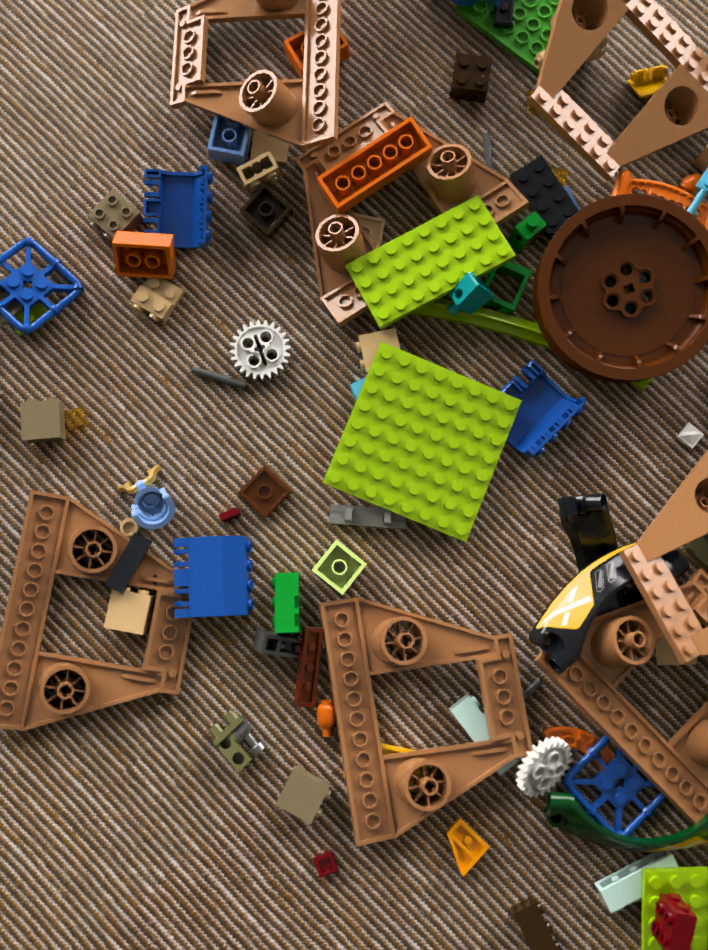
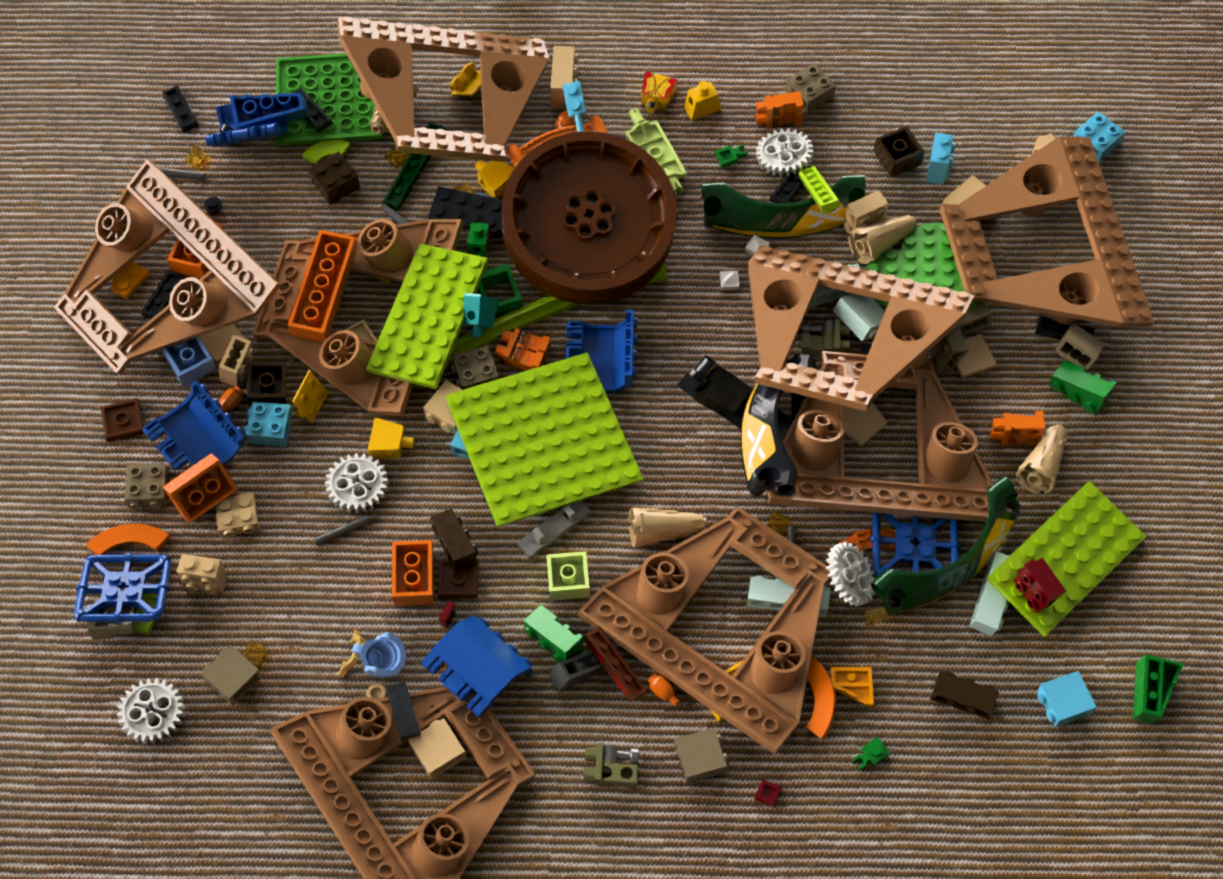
camera: 40 degrees left, 20 degrees down
(71, 243) = (128, 533): none -> orange tile
(87, 325) = (202, 574): none -> tan brick
(146, 147) = (122, 420): none -> reddish brown tile
(231, 200) = (231, 399): none -> orange plant
(233, 460) = (413, 573): none -> orange brick
(241, 244) = (268, 424): none -> medium azure brick
(248, 33) = (129, 280): none -> light orange wing
(275, 63) = (161, 295): none -> black tile
(286, 461) = (454, 539): none -> dark brown brick
(287, 250) = (310, 397): none -> yellow hinge
(313, 336) = (388, 440): none -> yellow torso
(362, 22) = (213, 205): none -> black plate
(426, 336) = (473, 367): none -> dark tan brick
(429, 908) = (872, 752): none -> green plate
(431, 838) = (824, 699): none -> orange tile
(441, 590) = (657, 525): none -> tan cone
(478, 353) = (523, 349): none -> orange hips
(487, 47) = (325, 149): none -> lime tile
(531, 669) = (779, 523): none -> clear yellow tile
(531, 810) = (875, 616): none -> clear yellow tile
(532, 123) = (408, 176): none -> dark green tile
(591, 186) = (493, 176): none -> yellow torso

